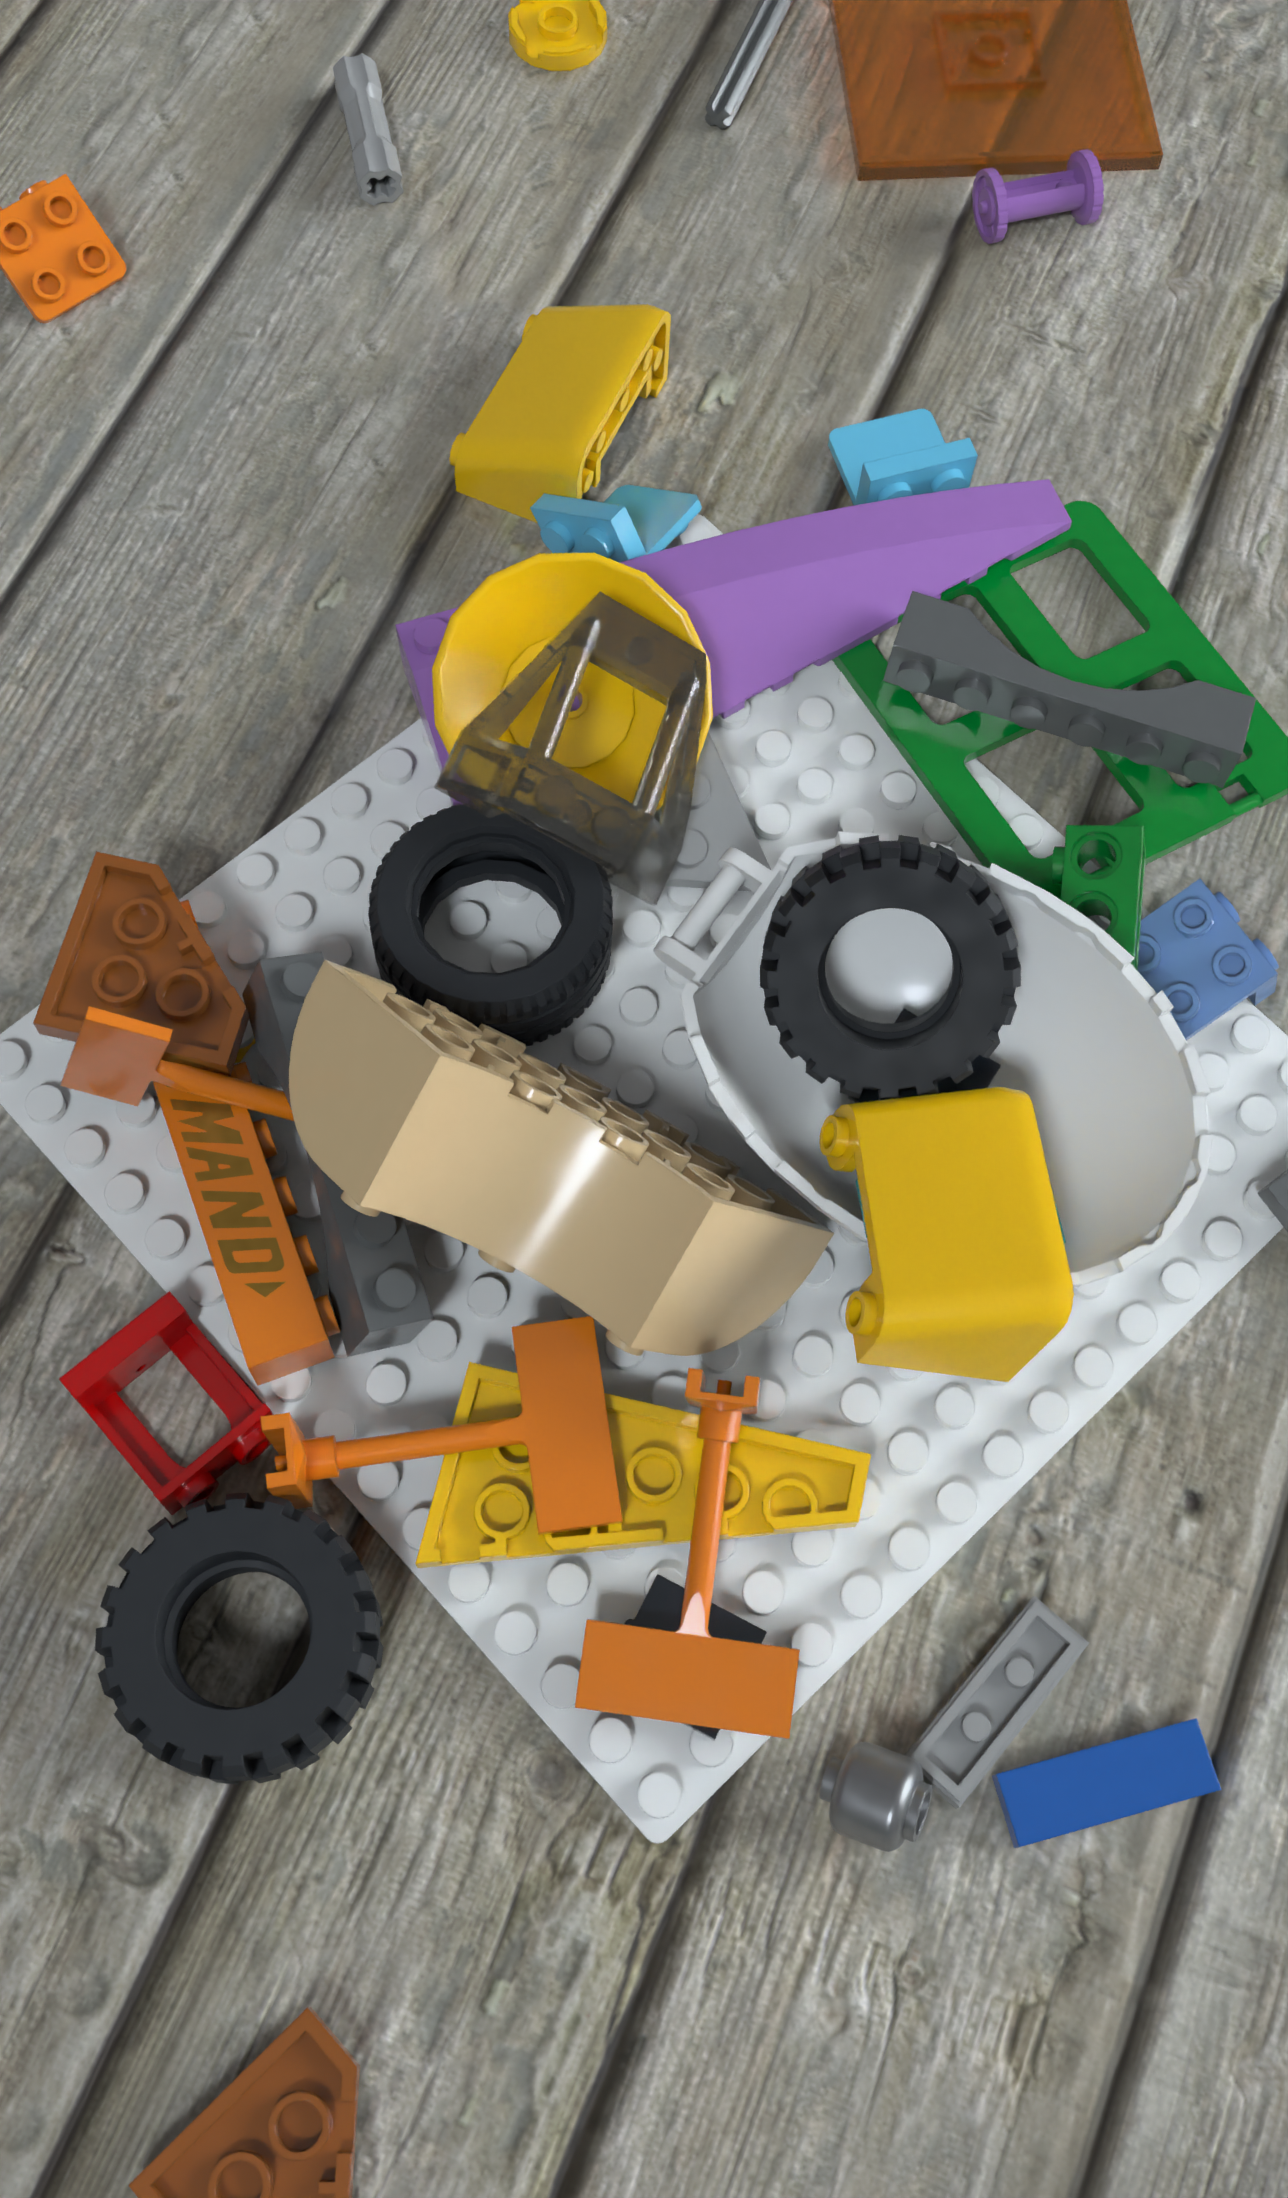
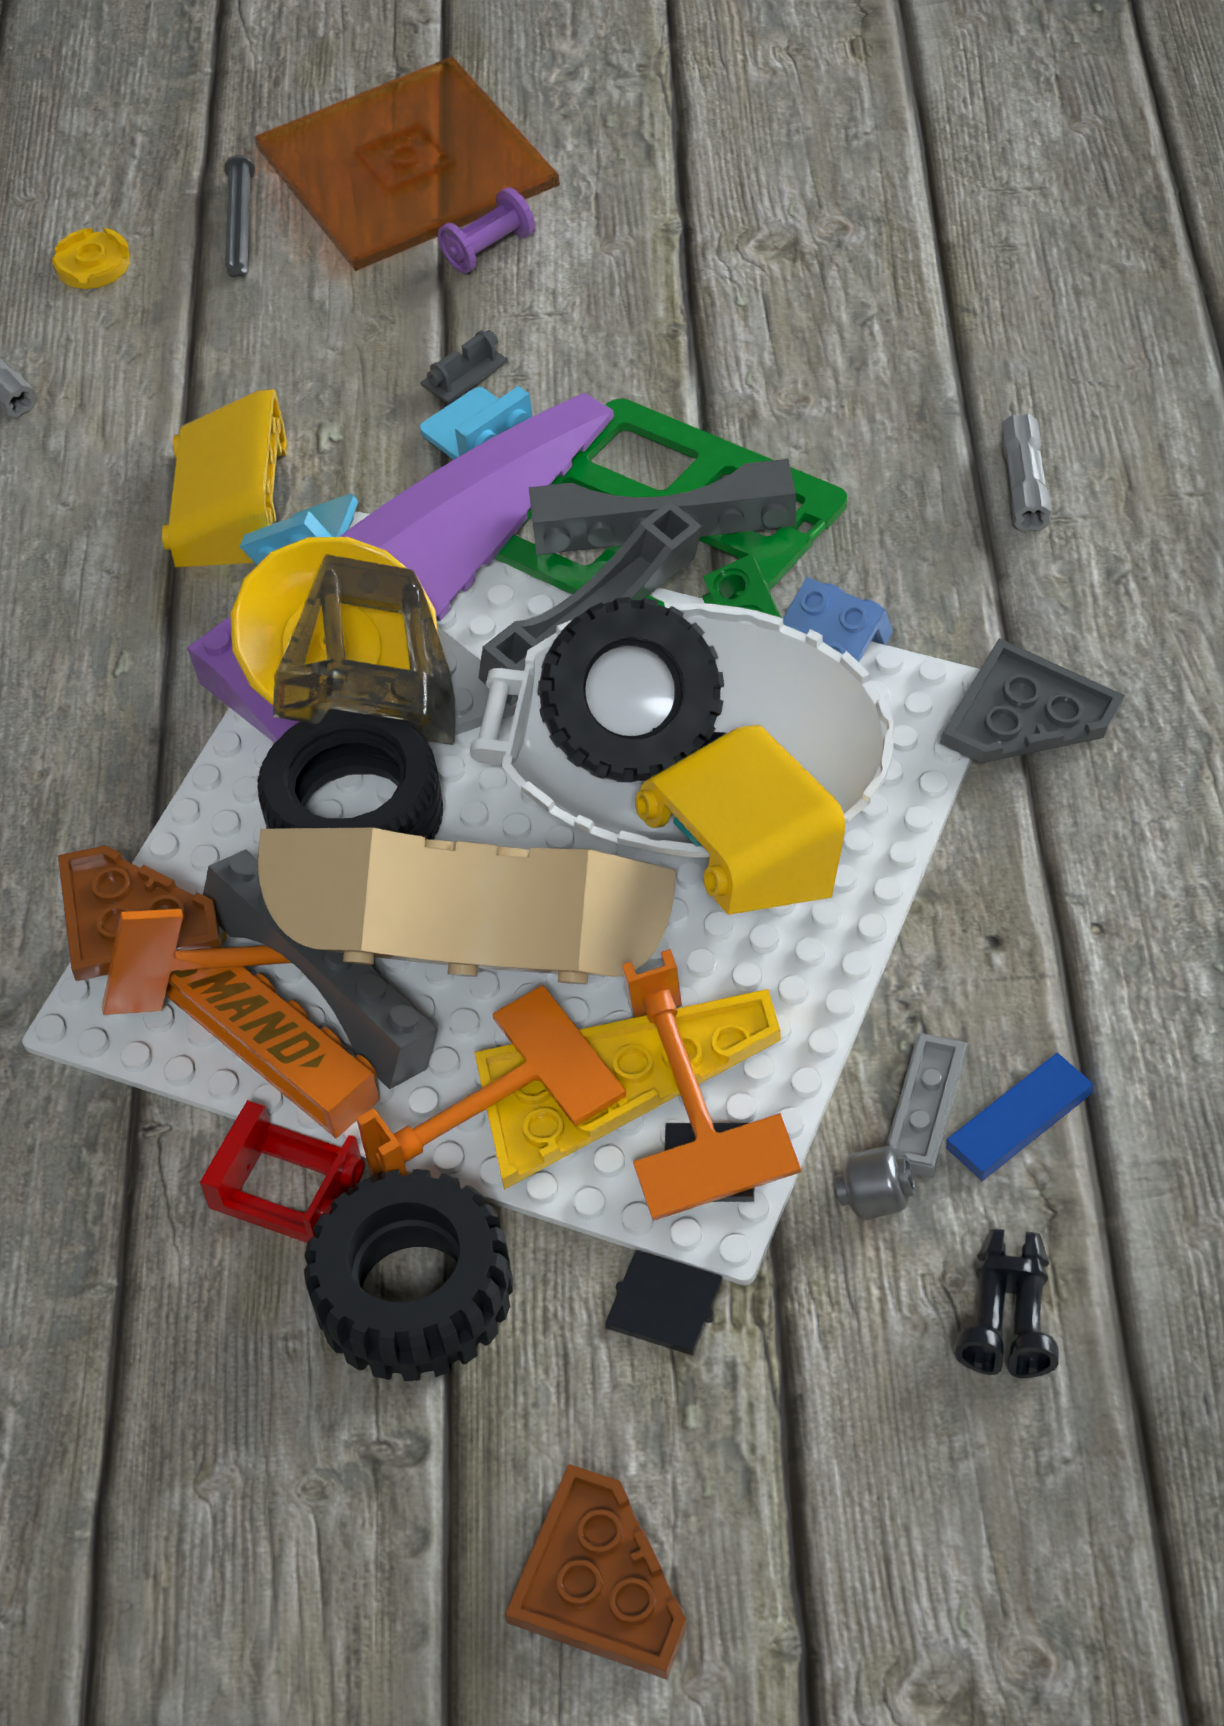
camera: 15 degrees left, 15 degrees down
(540, 1818) = (664, 1302): none -> black piece
(904, 2105) = (982, 1345): none -> black piece
(922, 378) = (463, 370): none -> dark grey hinge
(984, 771) = (641, 565): none -> dark grey arch

